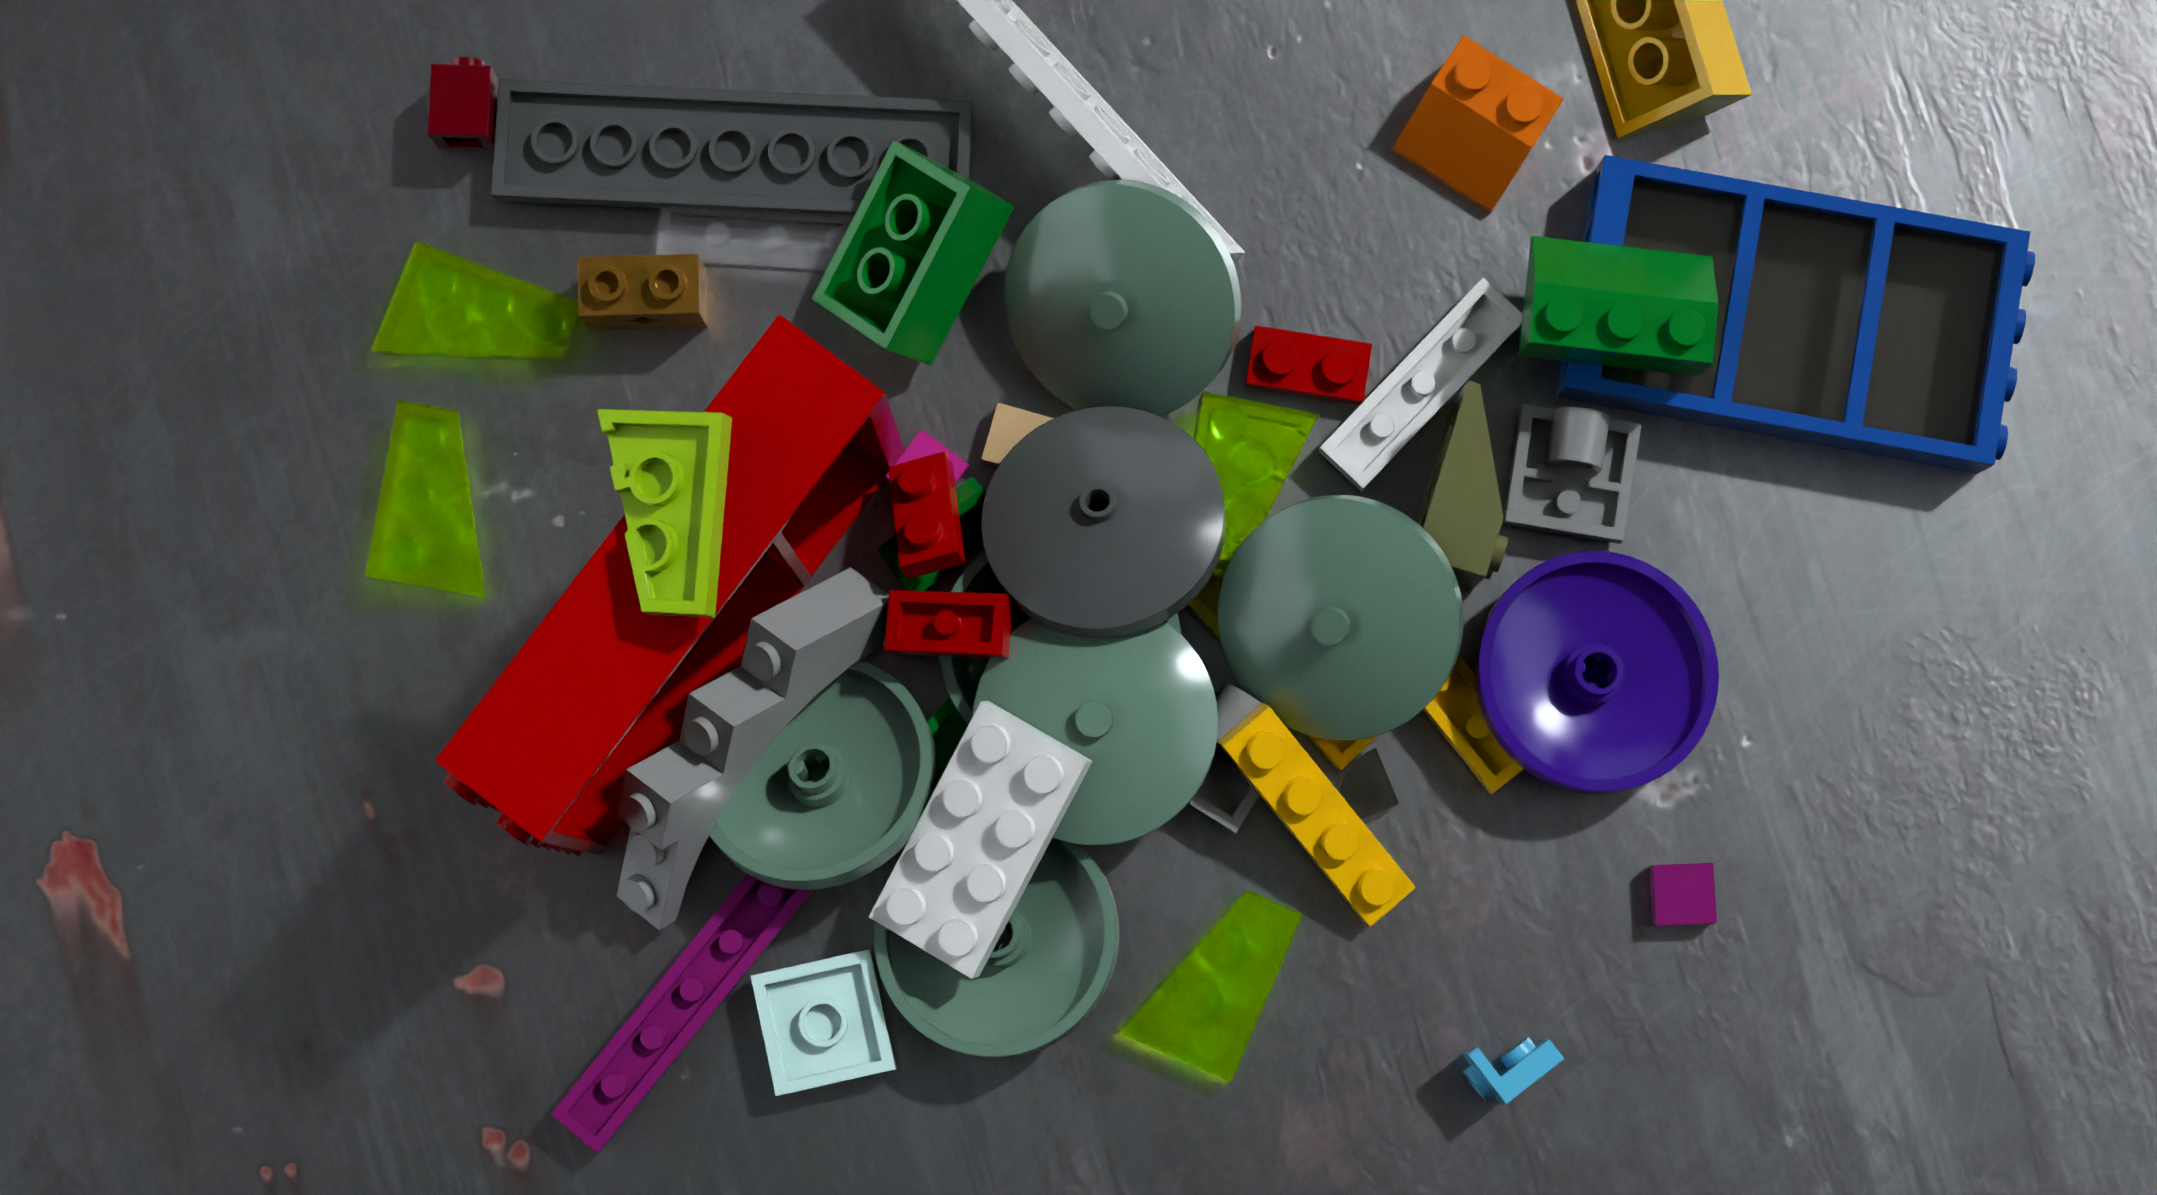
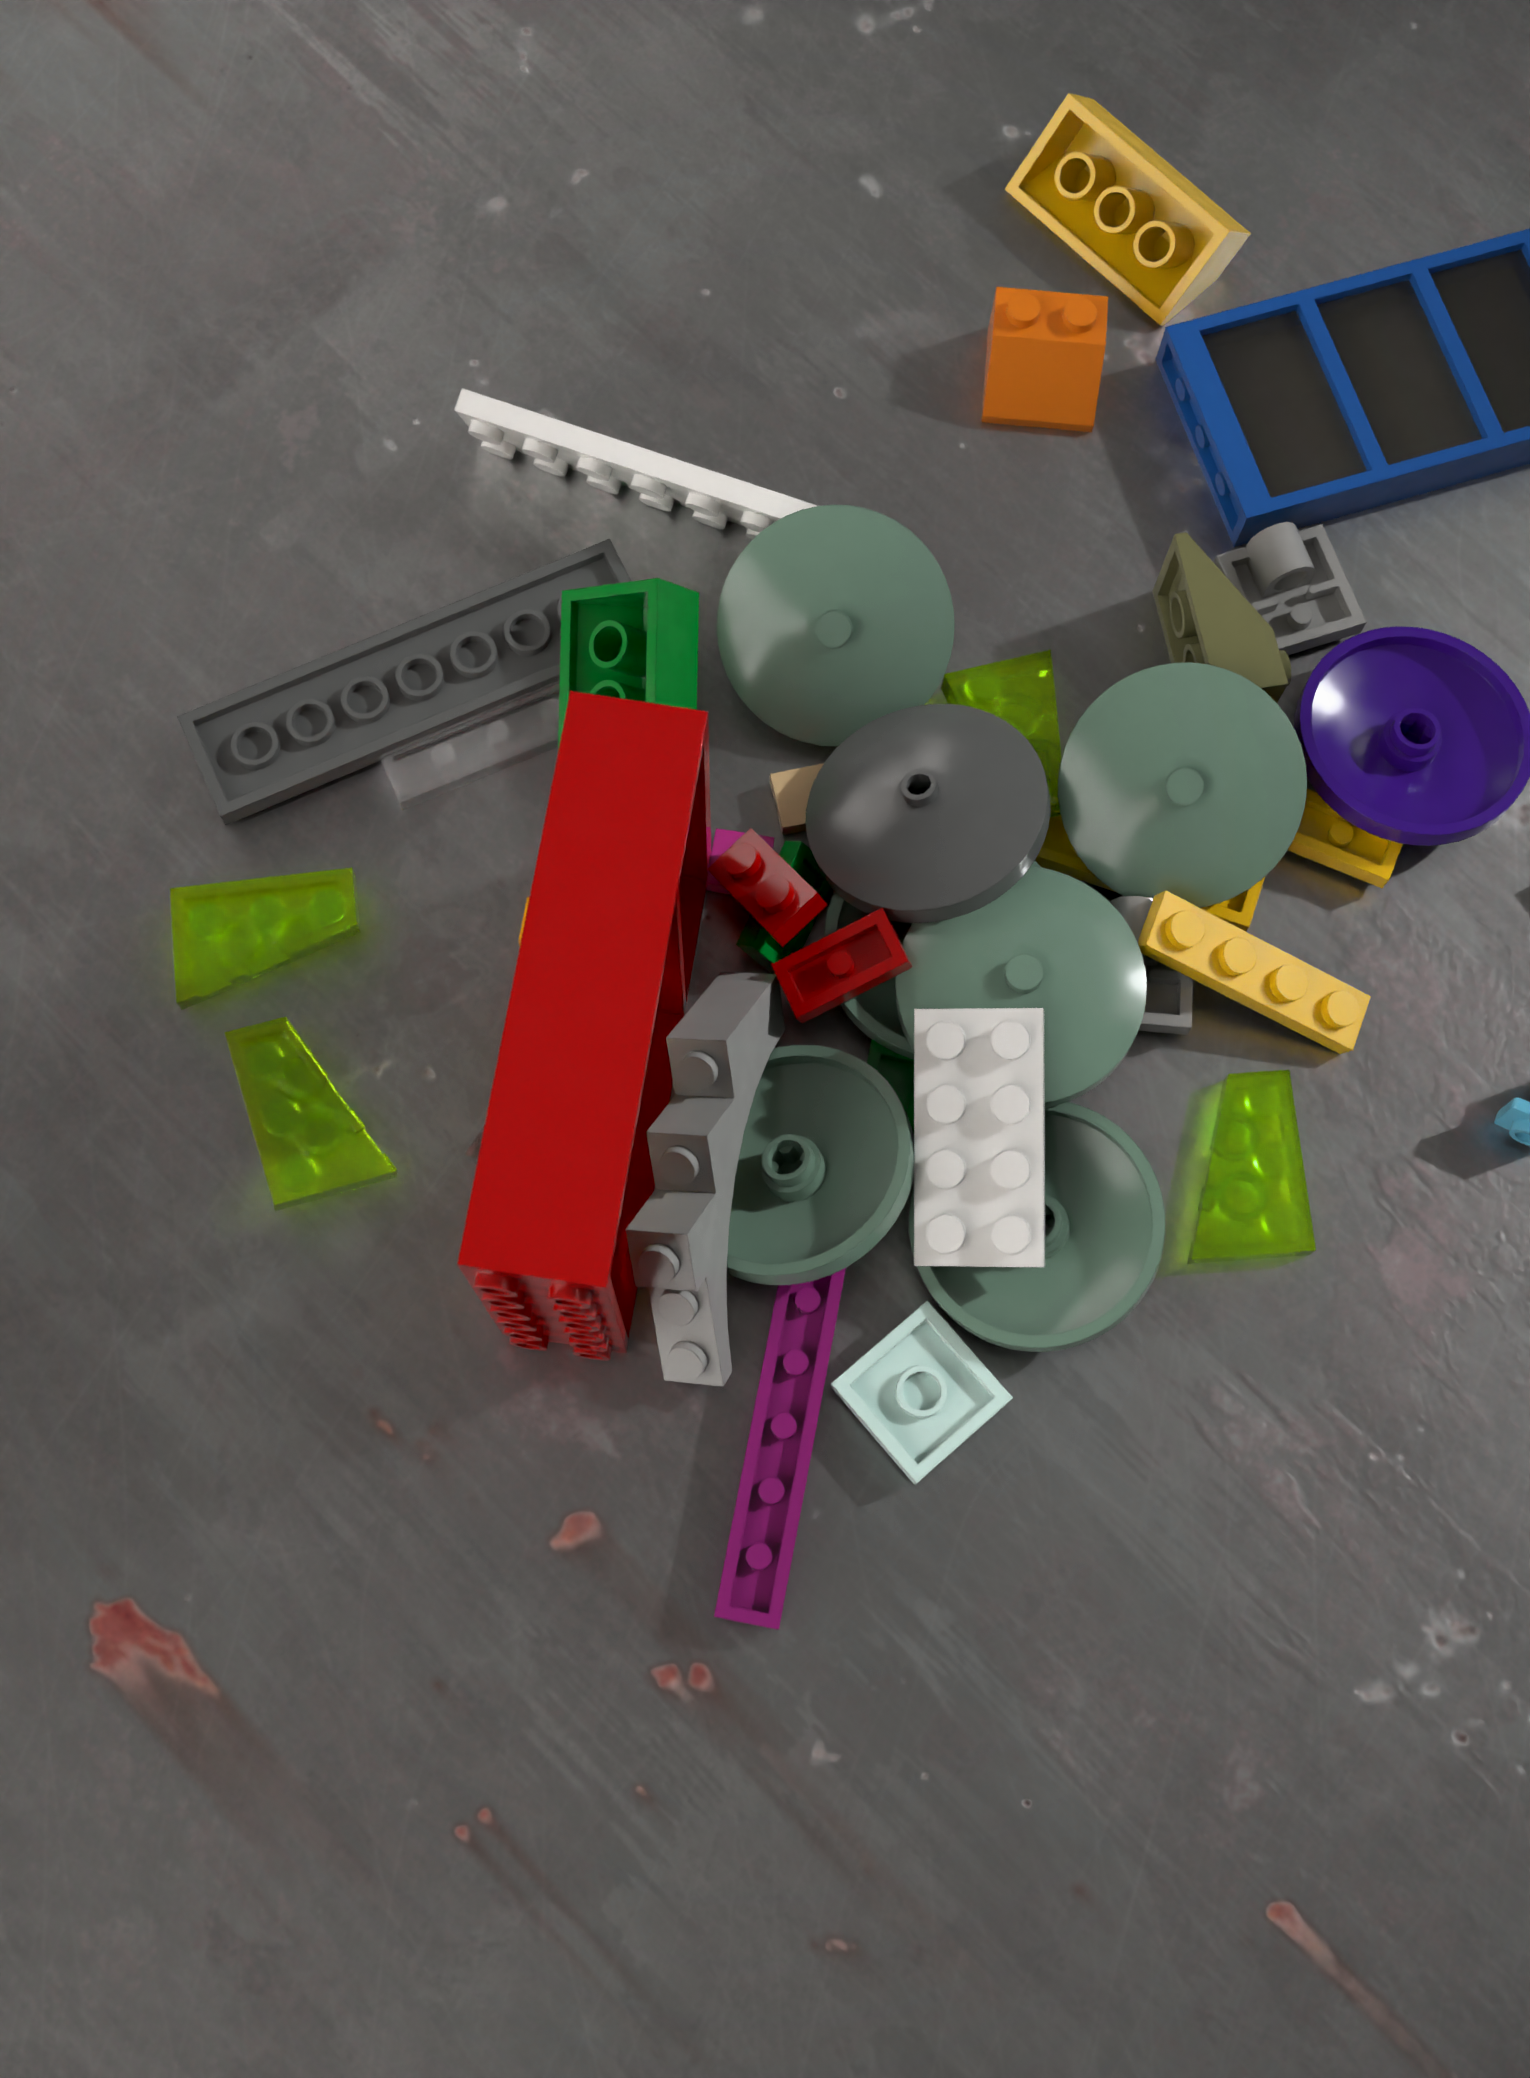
camera: 30 degrees left, 10 degrees down
(463, 104) = (156, 755): dark red brick -> none
(642, 291) = (403, 831): pearl gold brick -> none
(673, 500) = (564, 897): lime wing -> none
(1308, 365) = (1016, 618): red plate -> none
(1368, 786) = (1278, 928): clear smoke tile -> none
(1422, 384) = (1121, 583): white plate -> none
(1619, 306) = (1258, 431): green slope -> none

